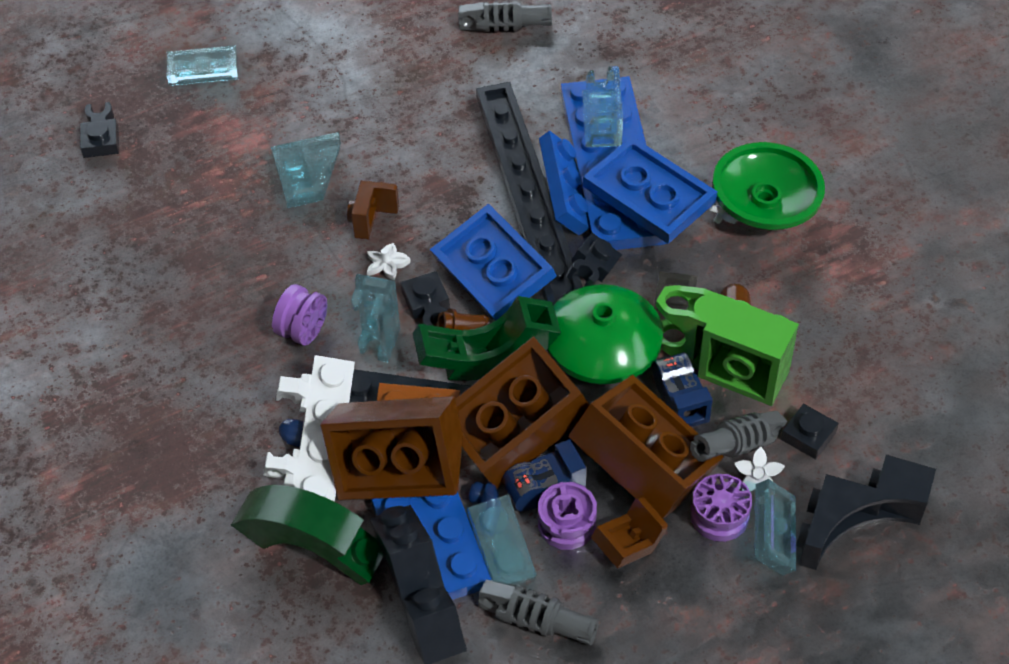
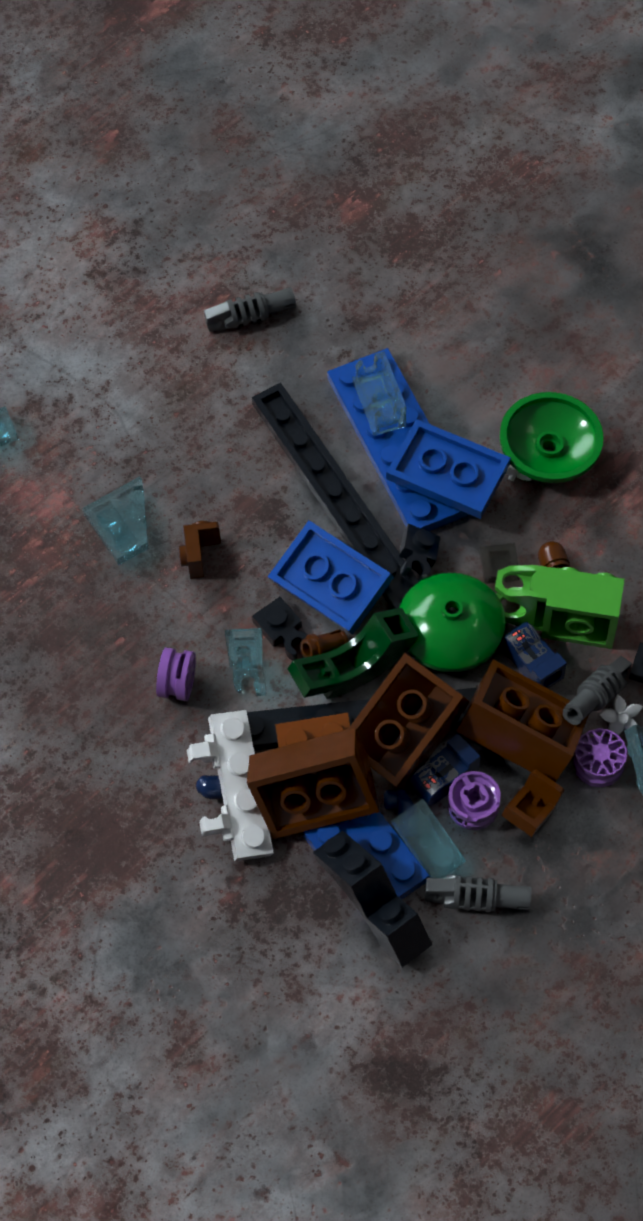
camera: 15 degrees left, 10 degrees up
(312, 522) = (261, 870): dark green arch -> none
(387, 260) = (230, 596): white plant -> none
(564, 183) = (366, 477): blue plate -> none

